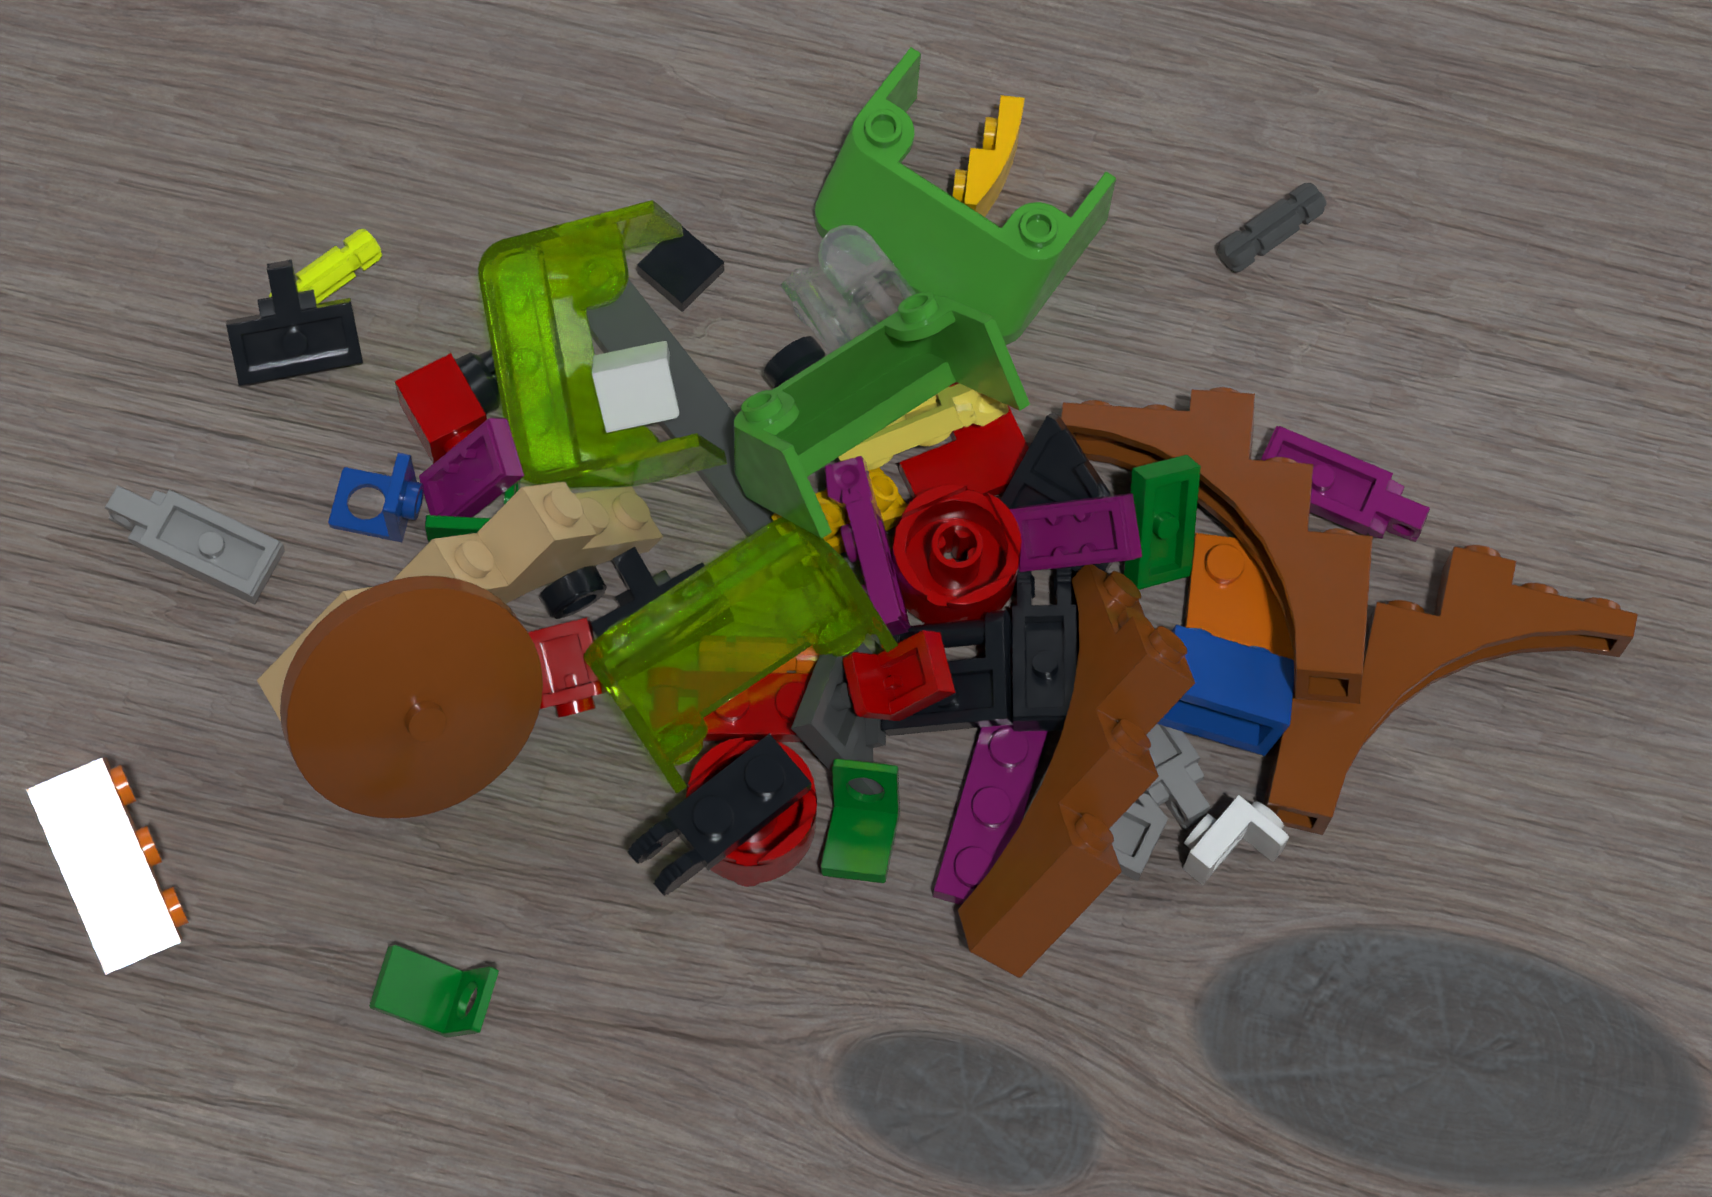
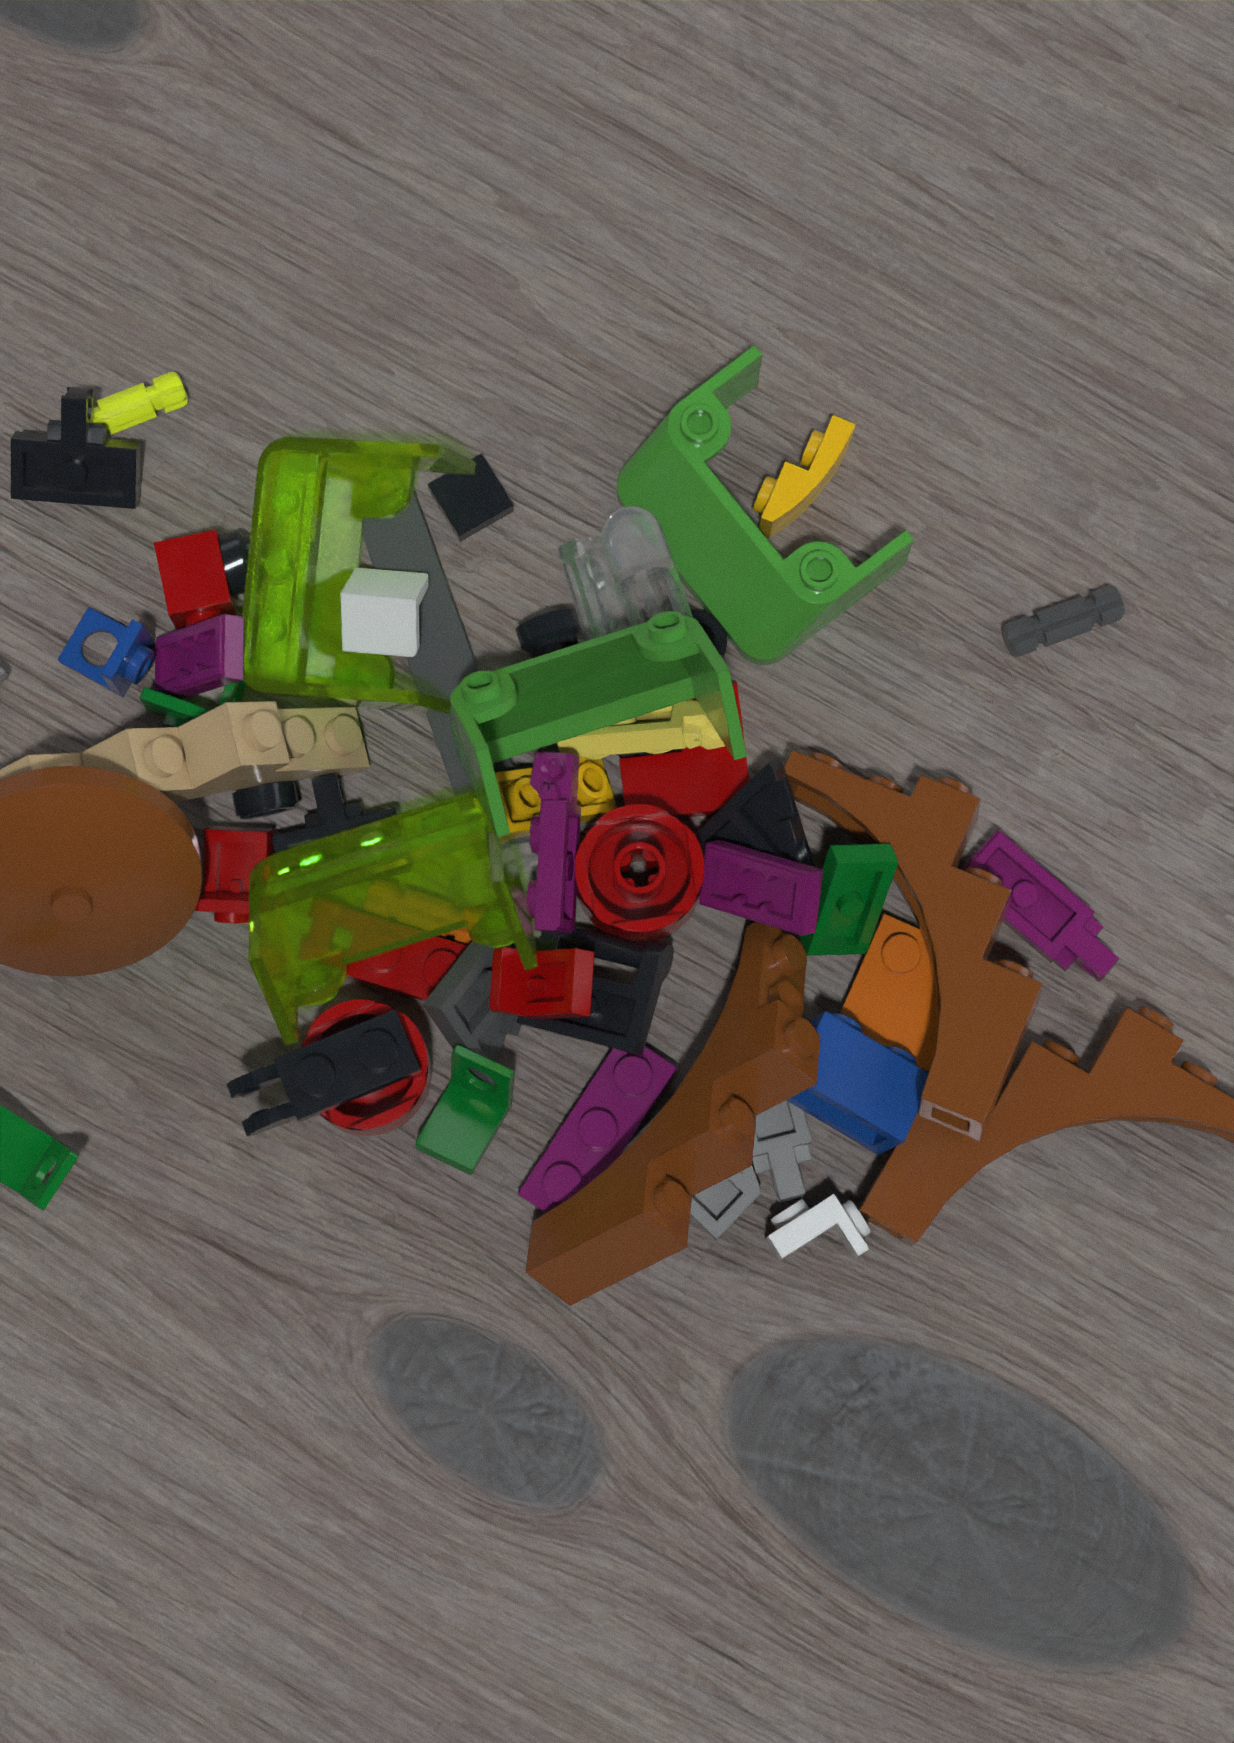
camera: 20 degrees right, 10 degrees up
(1043, 654) = (693, 994): black hinge -> none

